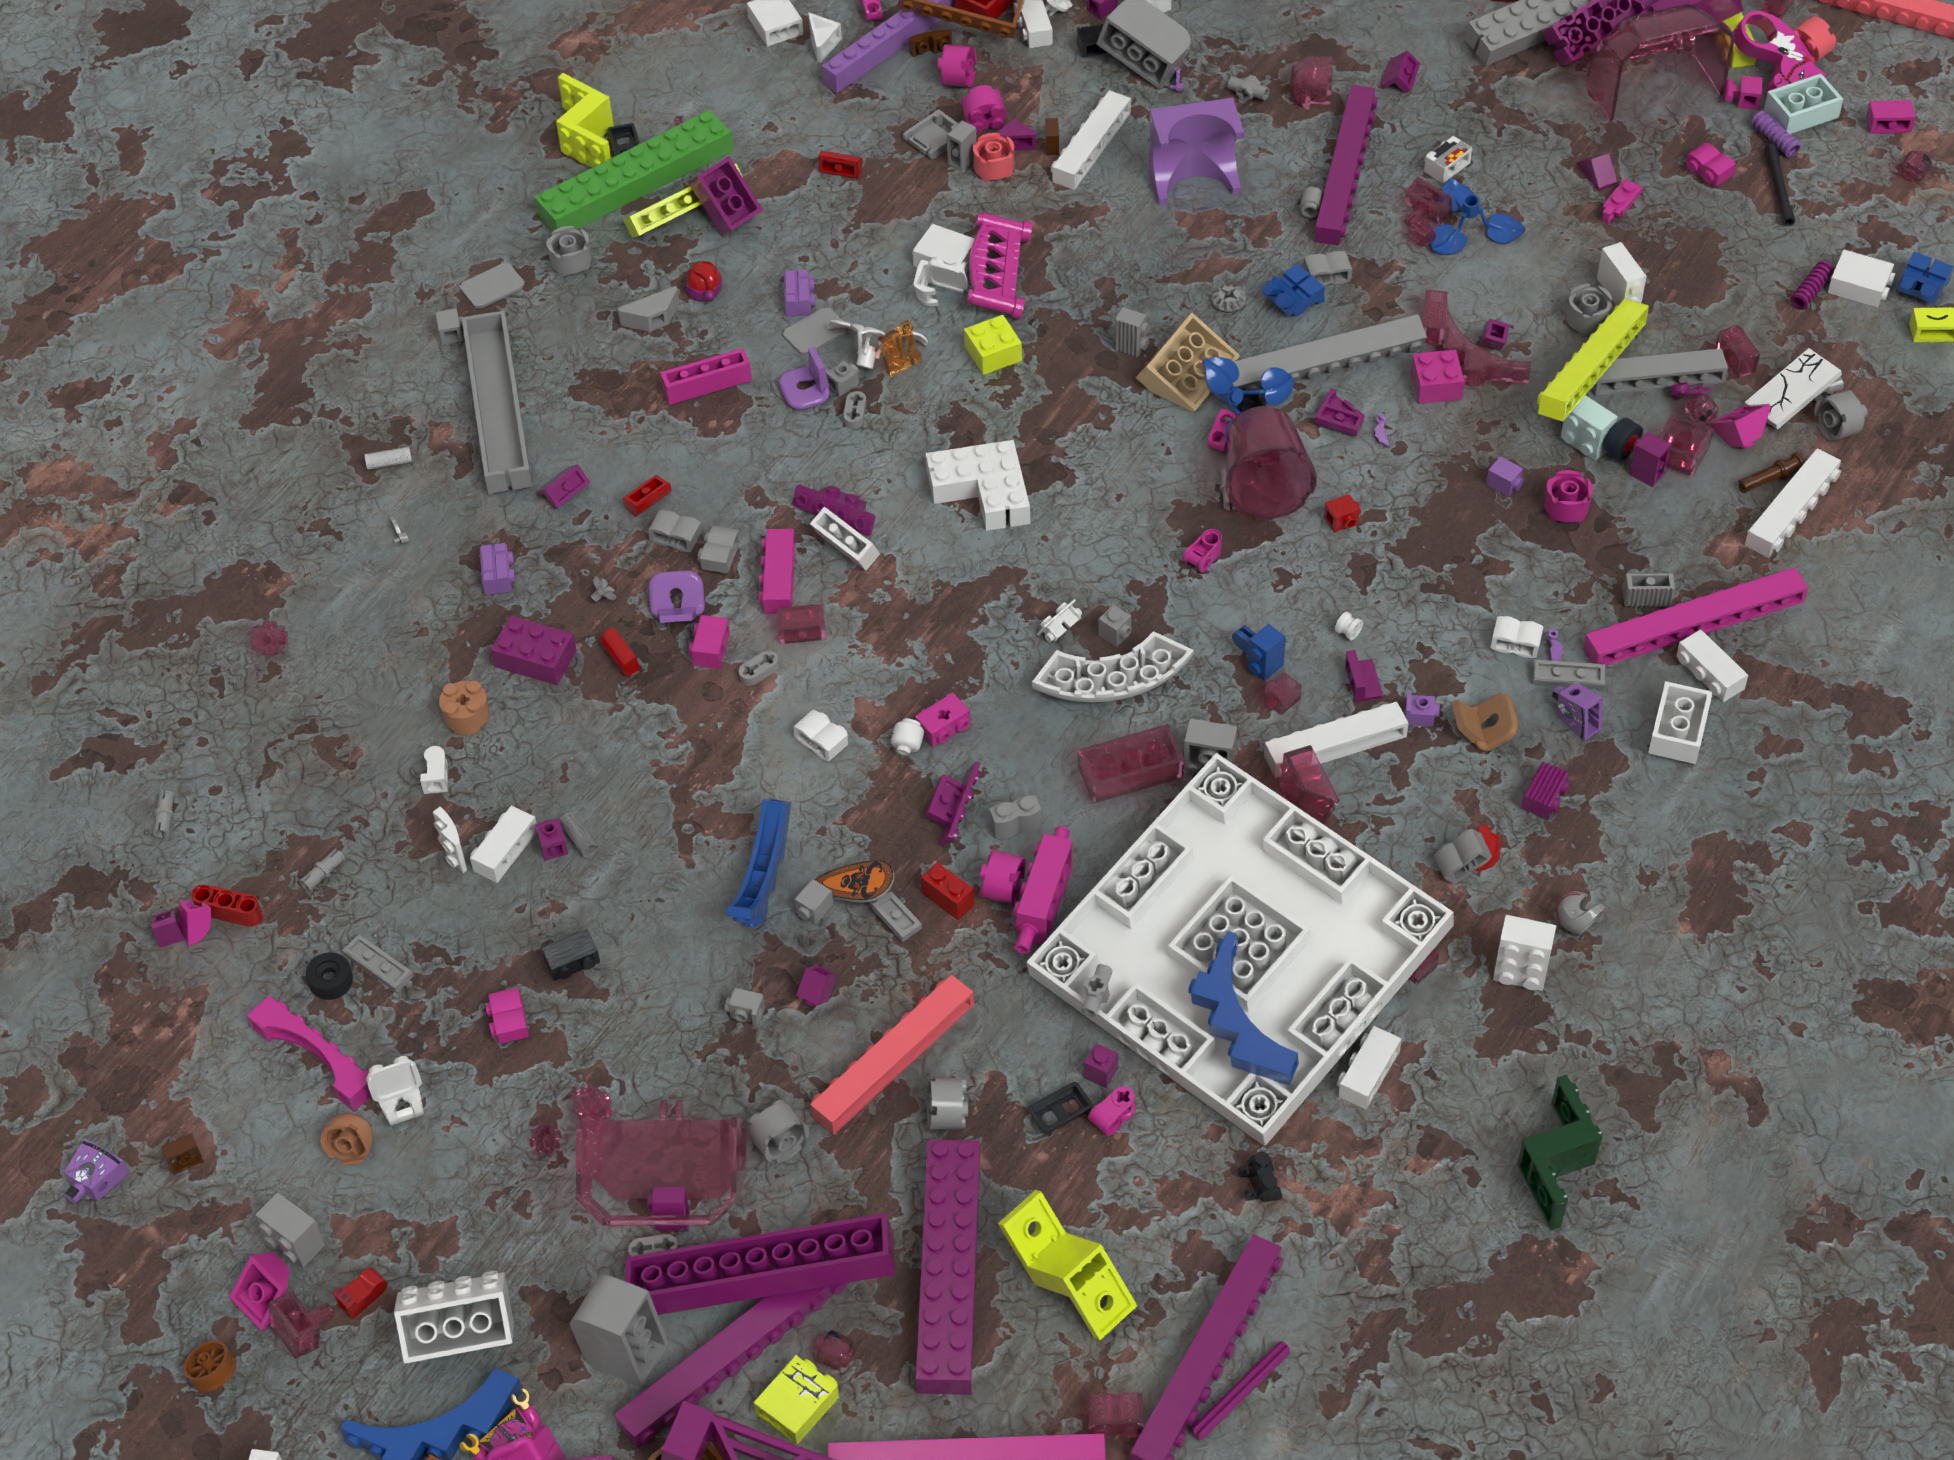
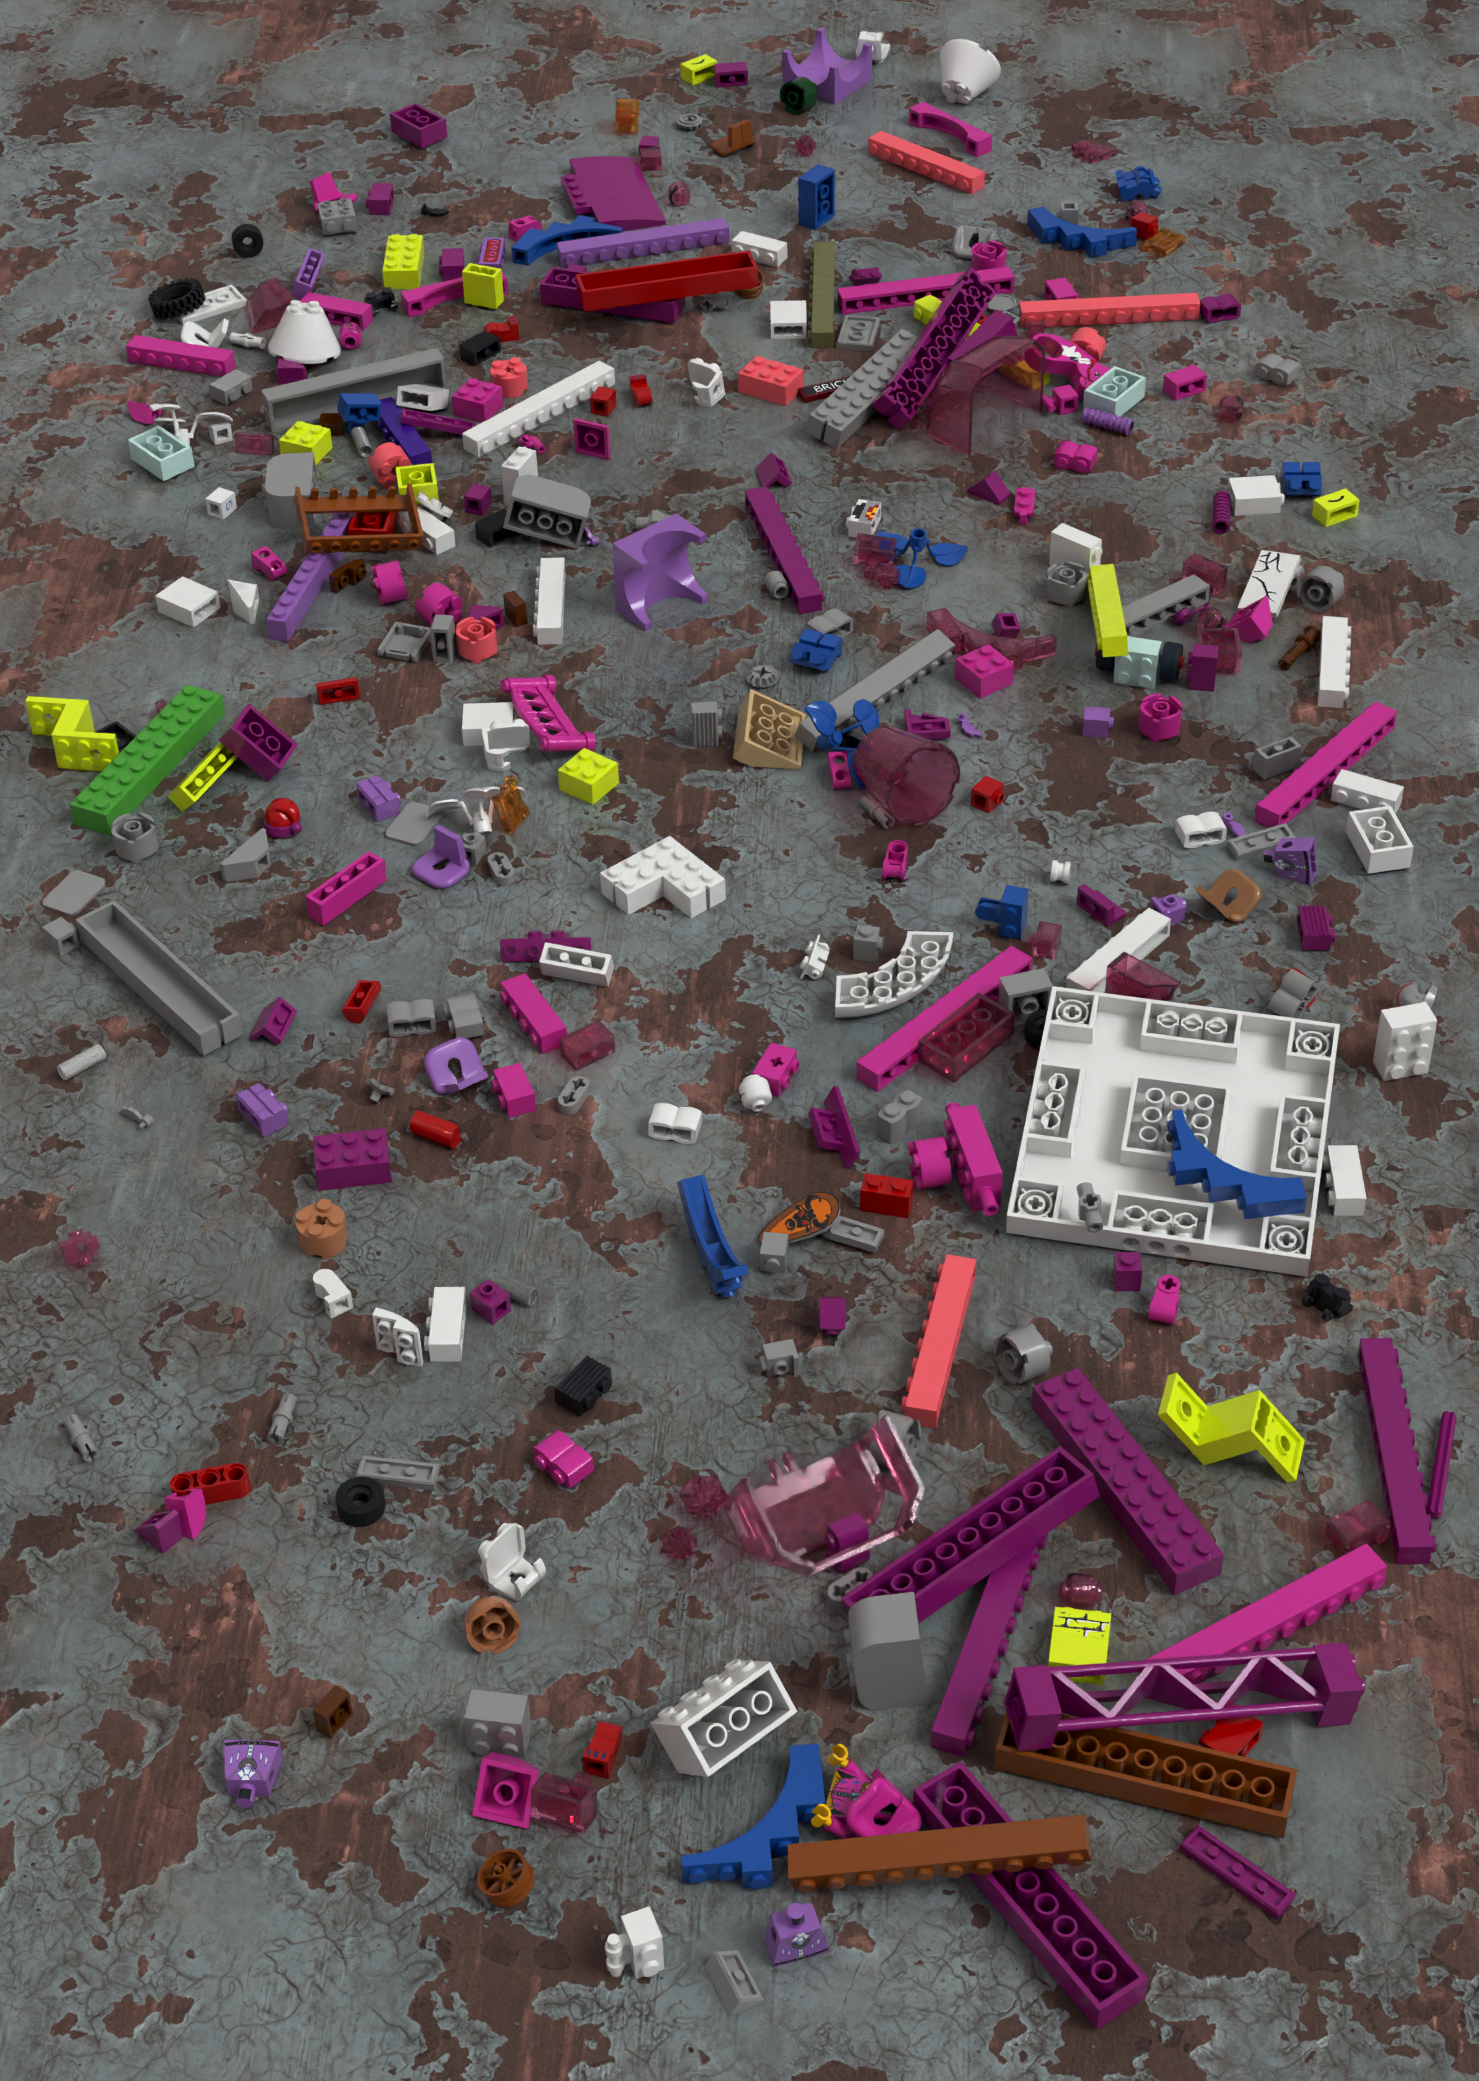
camera: 30 degrees left, 10 degrees down
(274, 1021) = (342, 1560): dark pink arch -> none
(1054, 1103) = (1106, 1319): black piece -> none
(1060, 751) = (901, 1048): none -> dark pink brick
(1311, 81) = (709, 498): clear pink brick -> none
(1773, 160) = (1157, 469): black piece -> none

